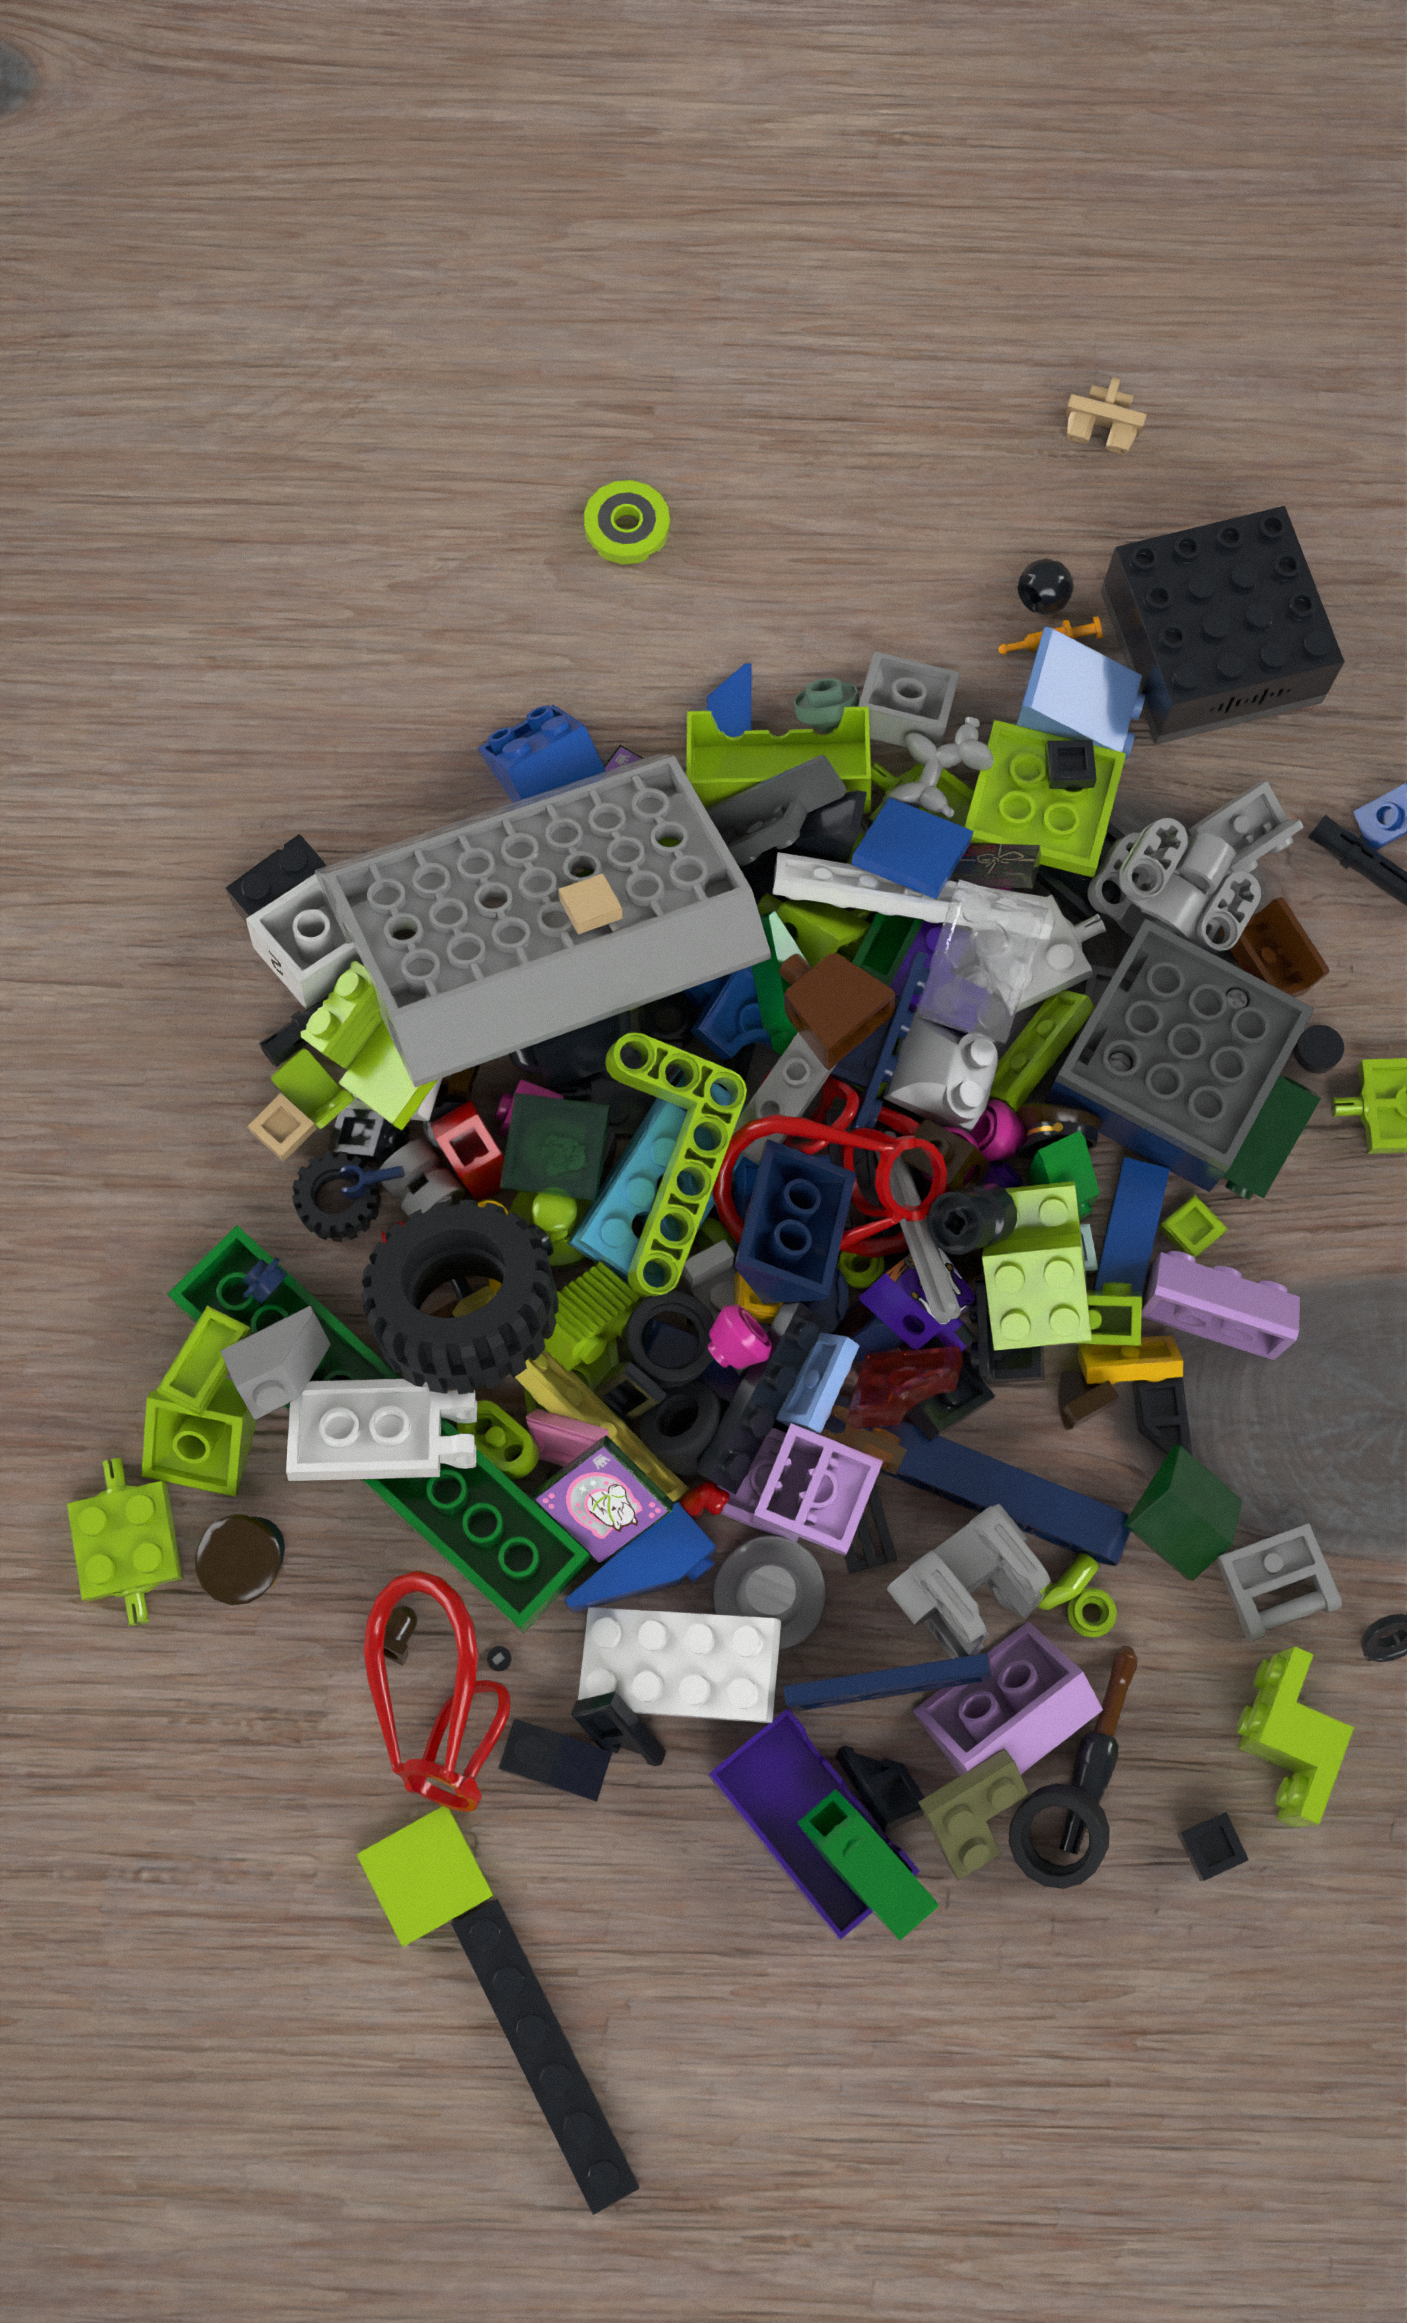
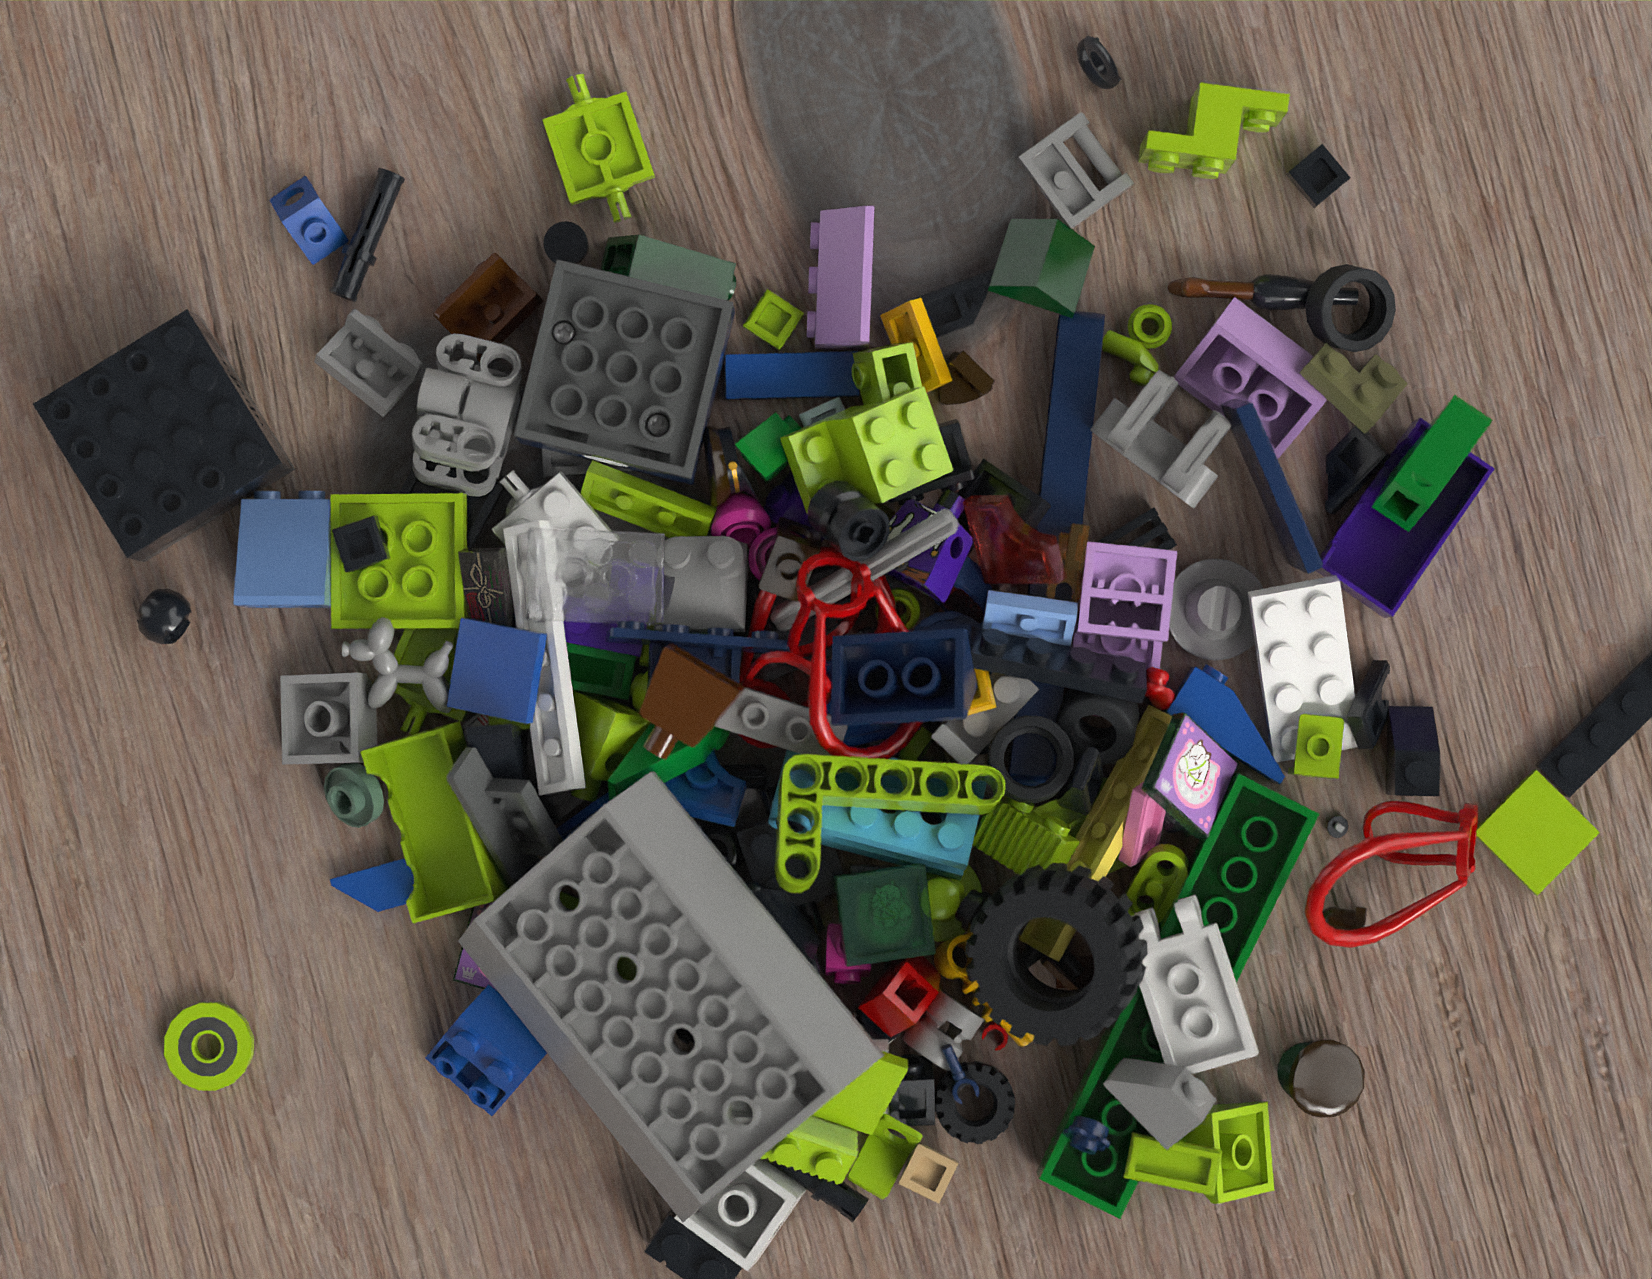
camera: 100 degrees left, 15 degrees up
(124, 1541) = (1335, 1184): lime plate -> none
(590, 903) = (667, 948): tan tile -> none
(592, 1653) = (1318, 747): none -> lime bracket
(738, 1338) = (1020, 697): dark pink cone -> none
(1032, 640) = (213, 594): light orange piece -> none

